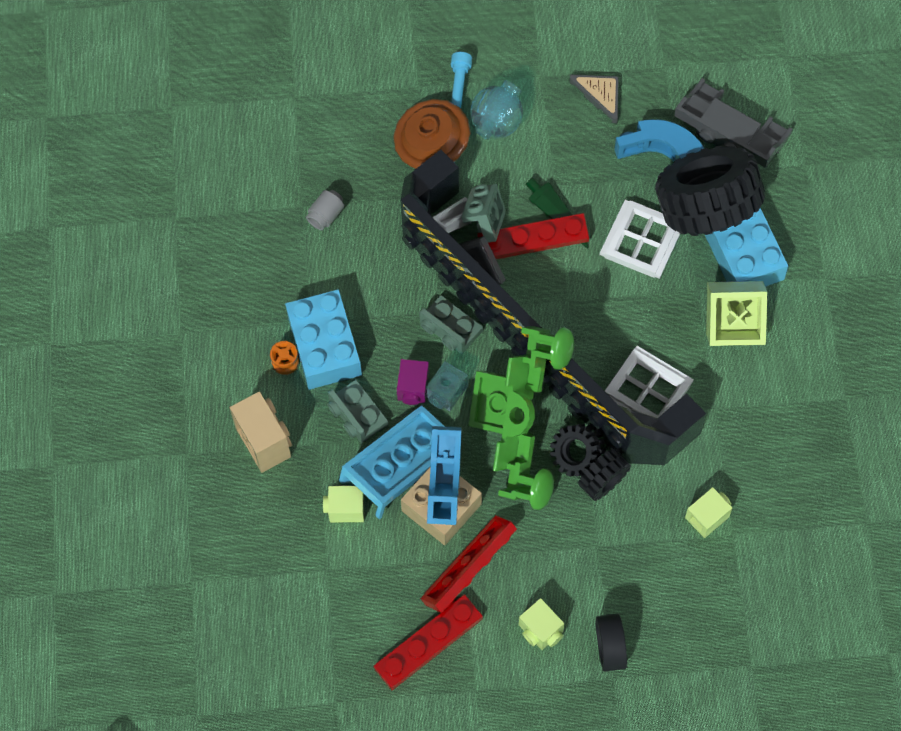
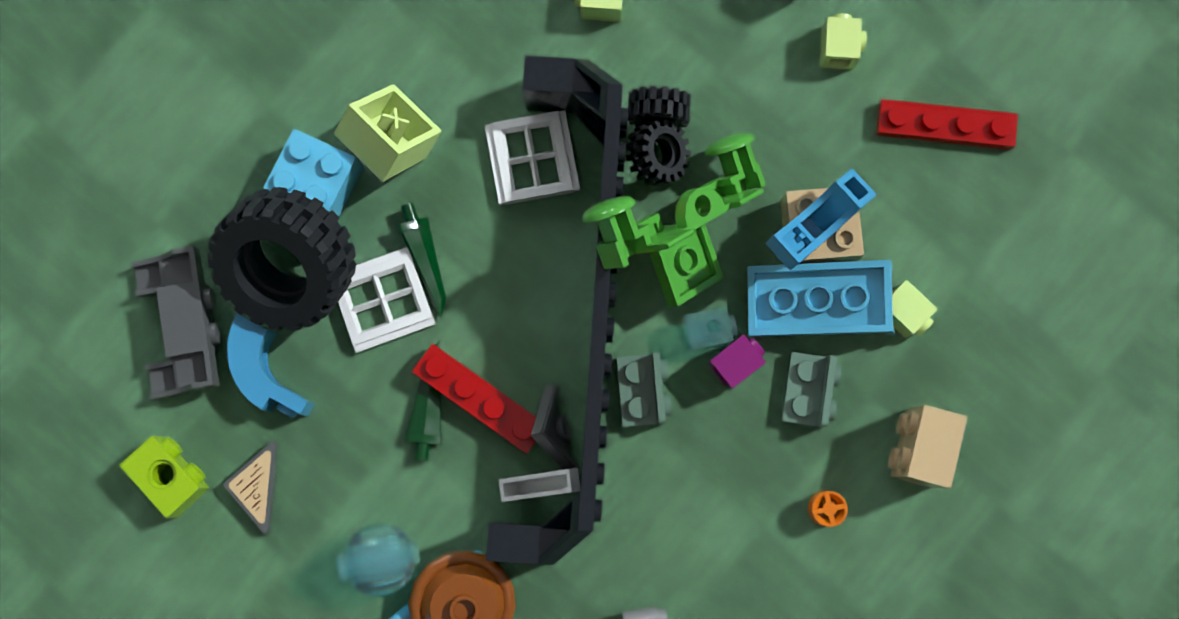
camera: 135 degrees left, 15 degrees up
(323, 339) = (777, 488): medium azure brick -> none
(468, 564) = (850, 151): red plate -> none
(485, 208) = (502, 464): sand green bracket -> none
(654, 283) = (420, 244): none -> dark green bar
(661, 45) = (146, 470): none -> lime brick

